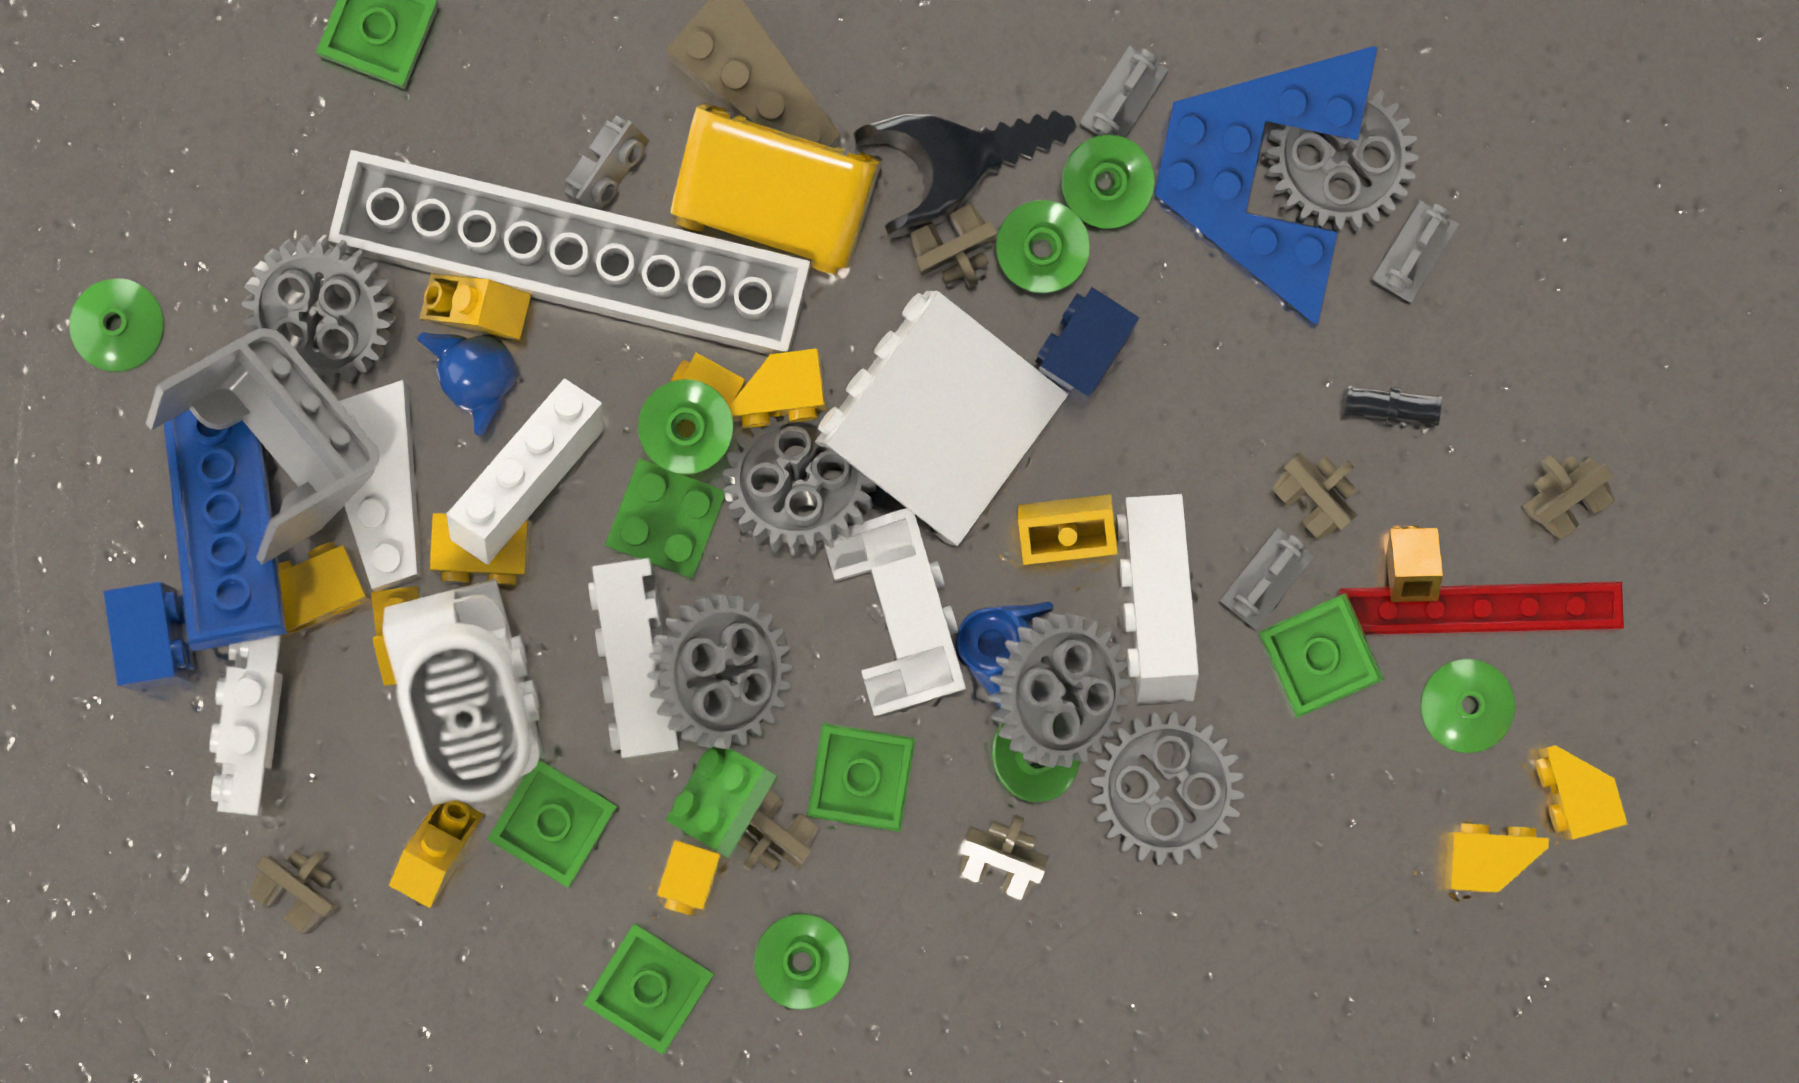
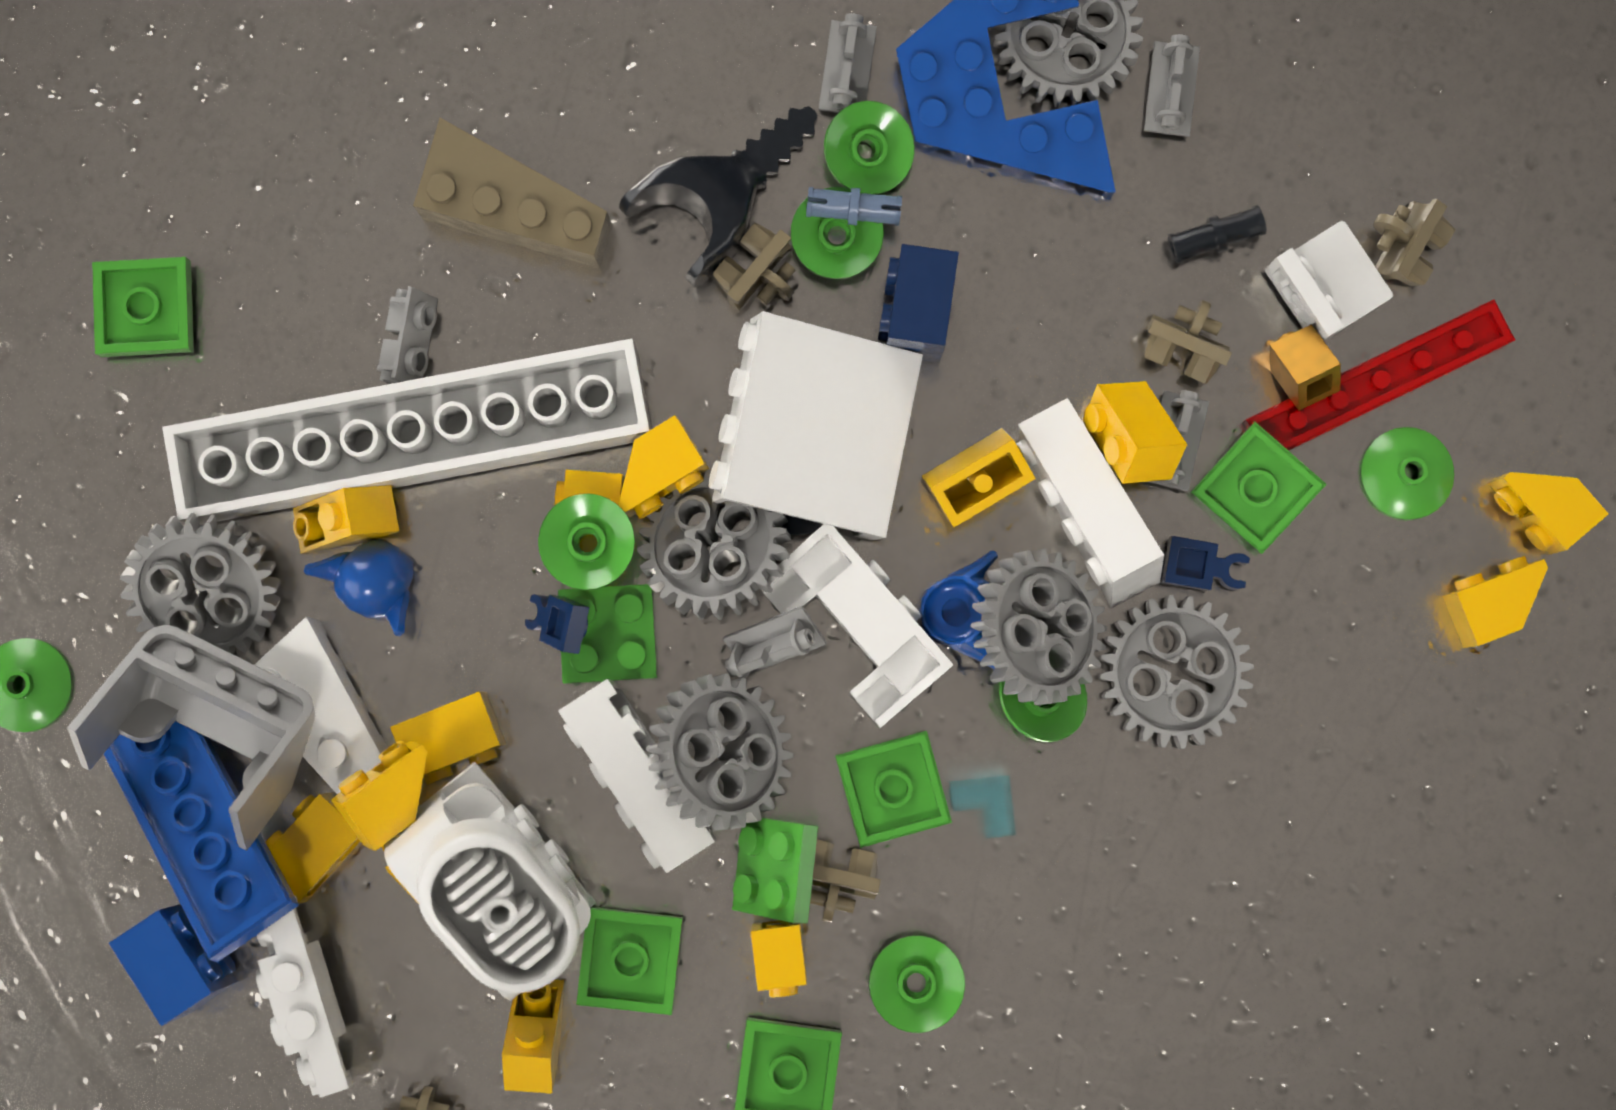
camera: 20 degrees left, 0 degrees up
(403, 574) = (385, 797): none -> yellow slope
(525, 471) = (457, 650): white brick -> none
(628, 488) = (561, 622): none -> dark blue plate
(773, 188) = (568, 288): yellow windscreen -> none
(811, 594) = (772, 642): none -> light grey hinge
(947, 826) = (989, 795): none -> clear light blue piece
(1005, 849) = (1056, 795): dark tan hips -> none
(1068, 230) = (854, 206): none -> sand blue pin
(1227, 552) = (1134, 432): none -> yellow brick
(1231, 699) = (1196, 564): none -> dark blue plate
(1476, 496) = (1329, 281): none -> white bracket

